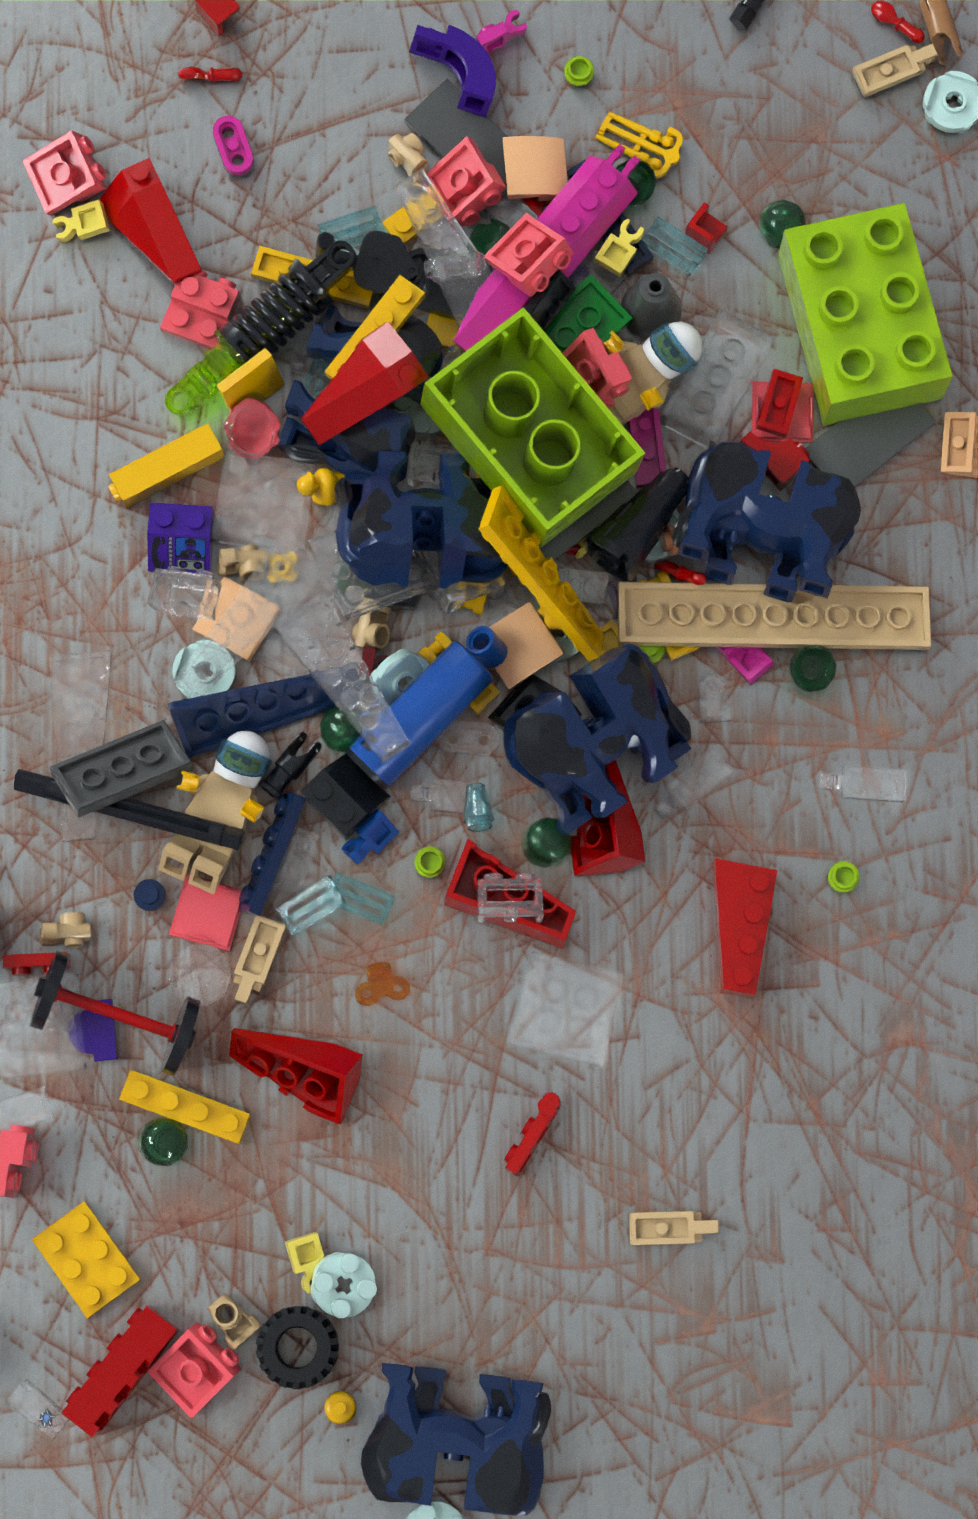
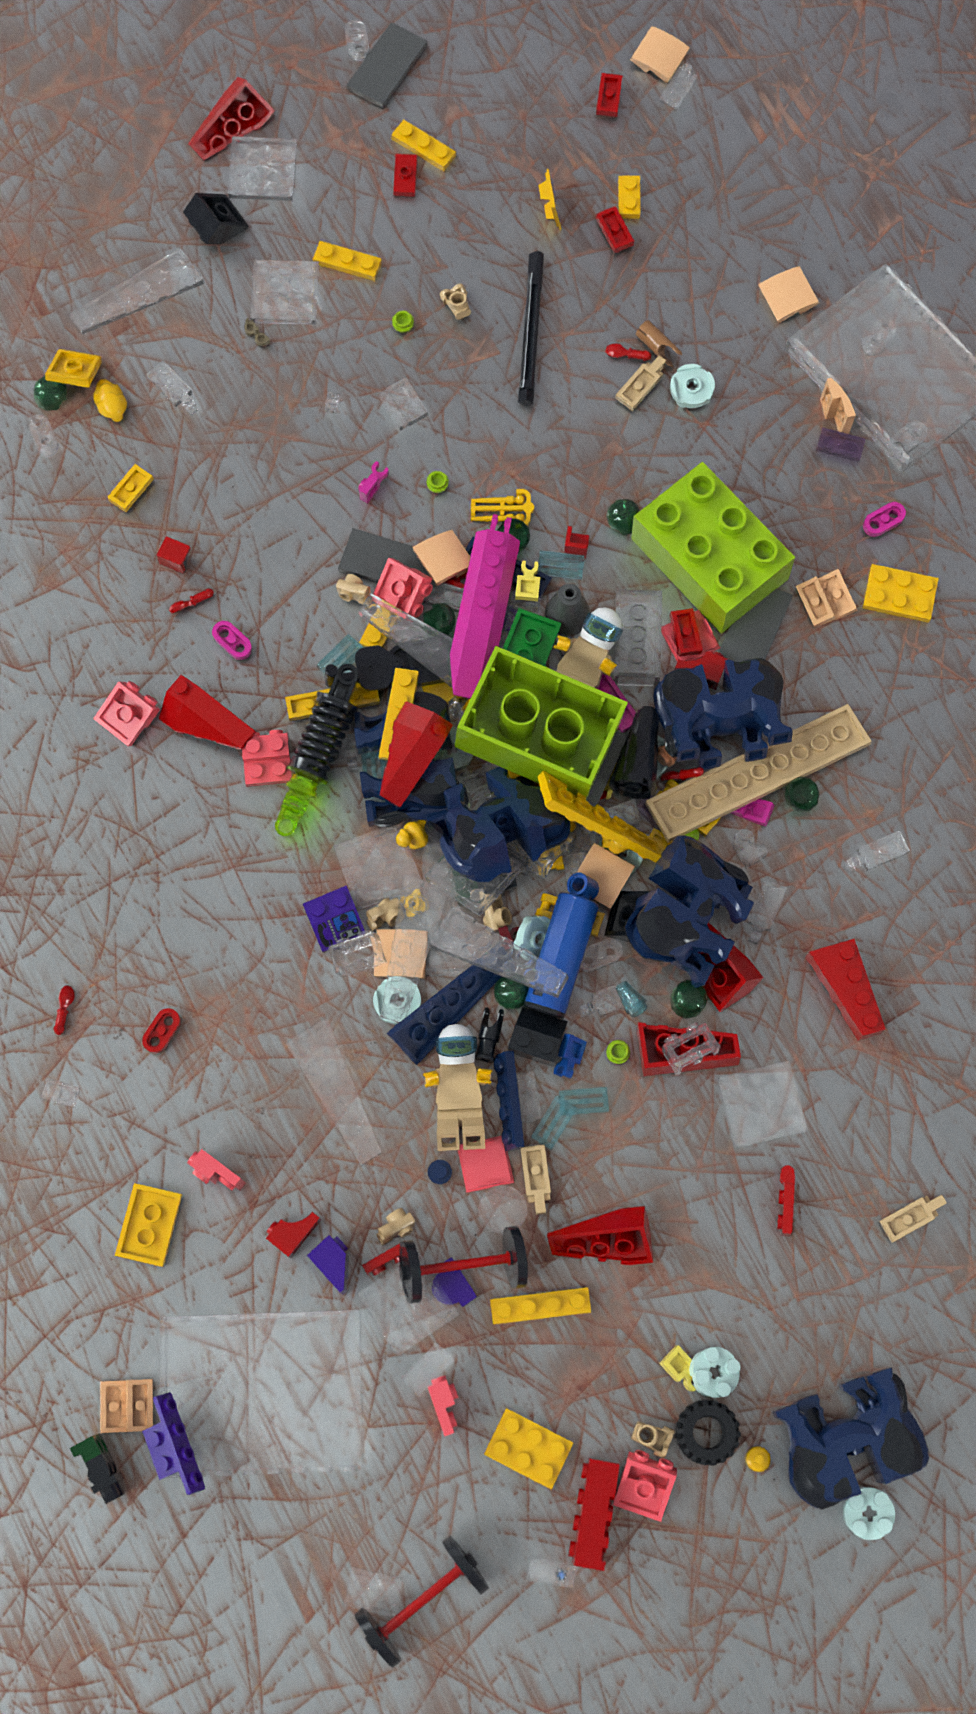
camera: 25 degrees left, 5 degrees down
(87, 222) = (158, 738): light yellow plate -> none
(120, 768) = (376, 1094): dark grey tile -> none
(140, 813) = (396, 1119): black piece -> none
(162, 1141) = (538, 1338): clear green hair -> none
(165, 466) = (298, 875): yellow brick -> none
(252, 429) = (345, 820): clear hair -> none
(253, 380) = (329, 791): yellow tile -> none
(381, 984) = (629, 1152): clear orange piece -> none
(444, 267) = (422, 648): clear plate -> none
(466, 59) = (359, 509): dark purple arch -> none
(530, 255) = (475, 613): coral plate -> none
(547, 304) = (501, 633): black plate -> none
(602, 372) = (565, 662): coral plate -> none
(843, 876) = (896, 922): lime plate -> none

